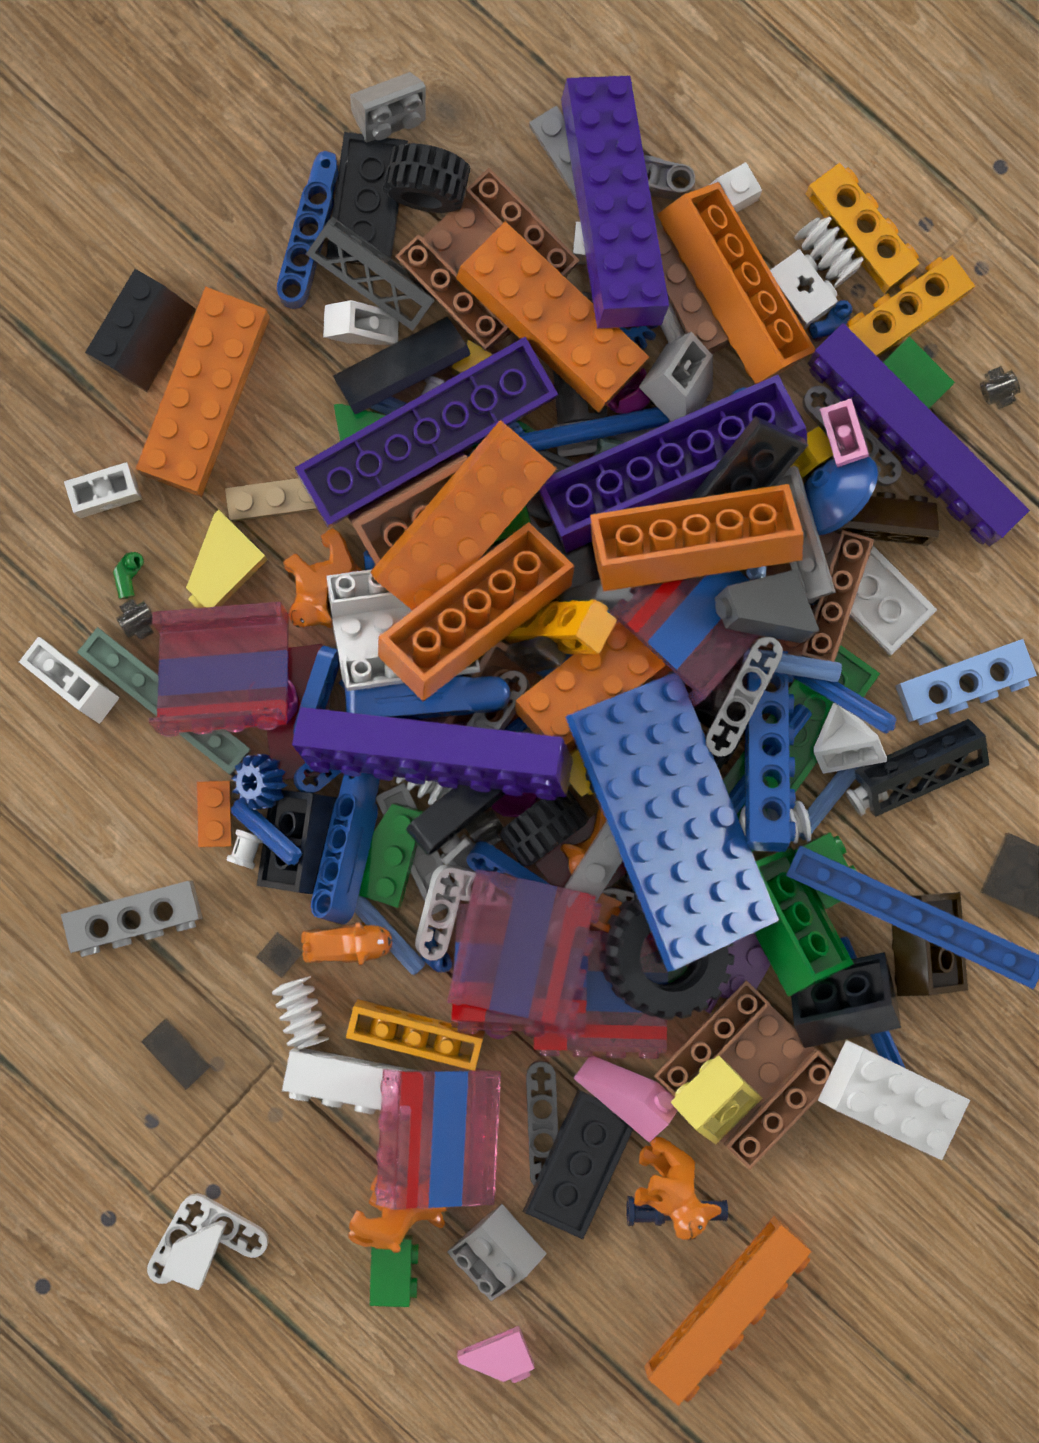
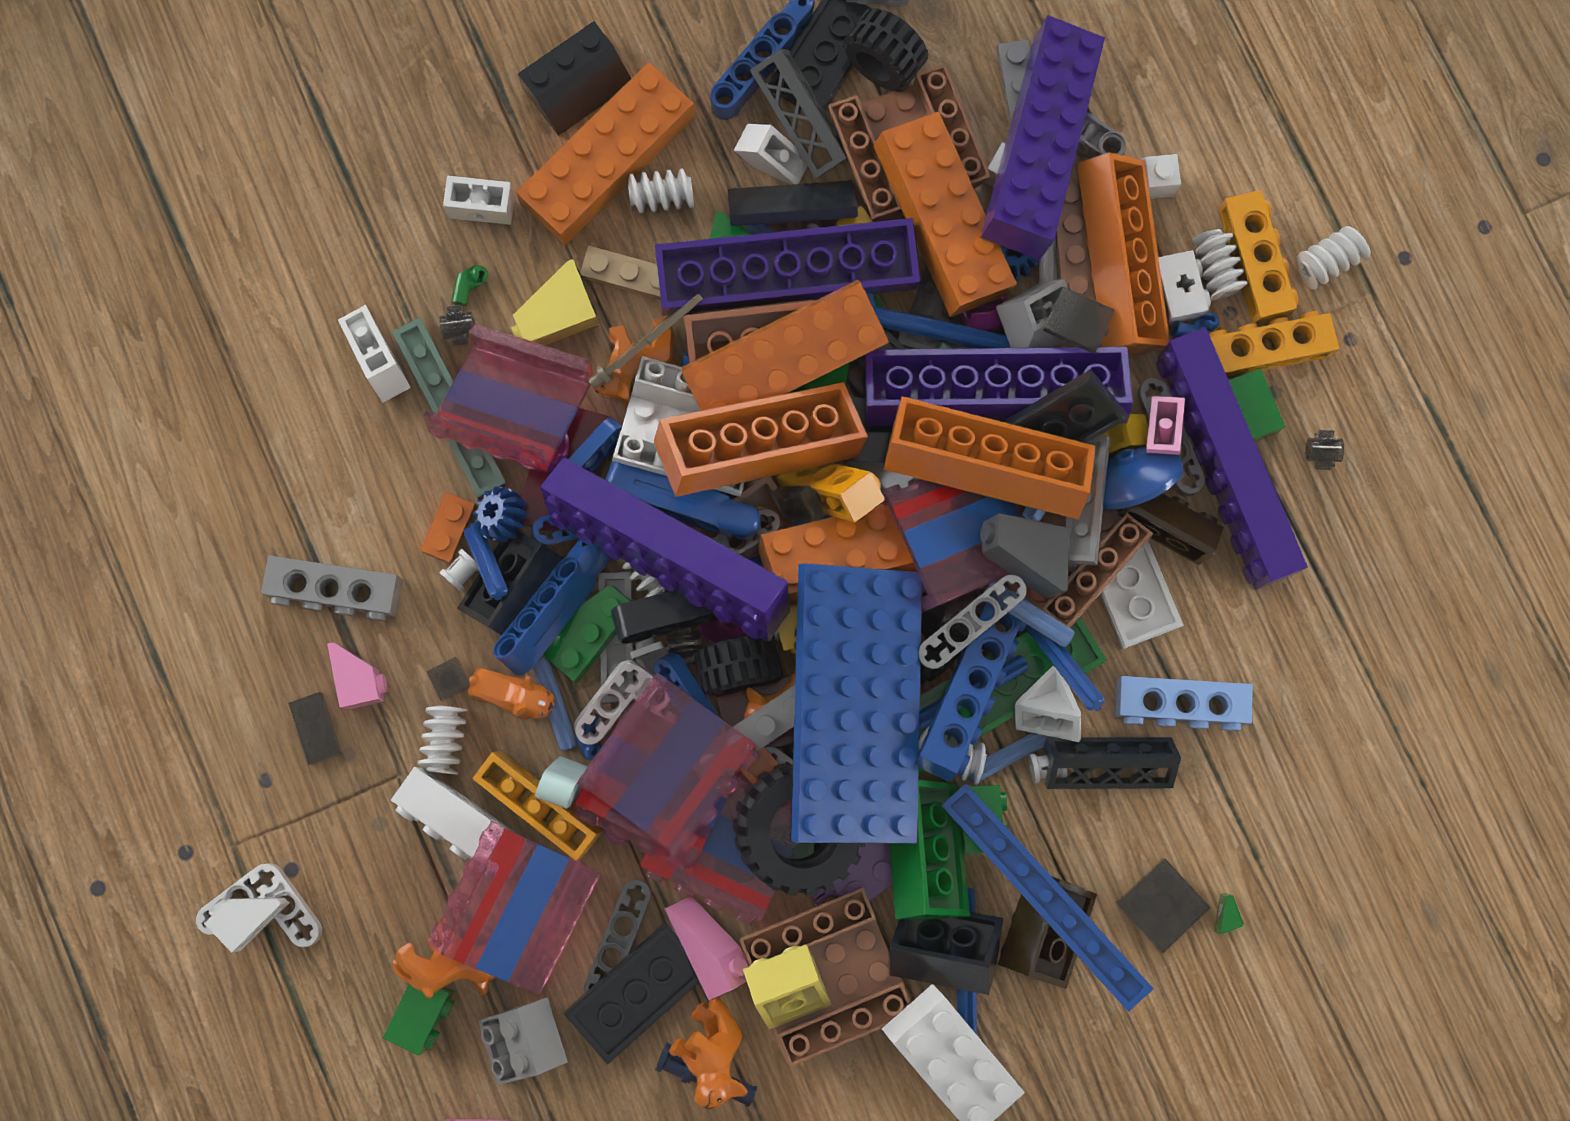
camera: 25 degrees right, 5 degrees down
(193, 992) = (355, 679): none -> bright pink slope
(271, 406) = (660, 191): none -> white piece
(299, 607) = (604, 373): none -> dark tan piece
(431, 1004) = (559, 782): none -> light aqua beam
(722, 368) = (1078, 320): none -> clear smoke piece
(929, 196) = (1330, 255): none -> white piece

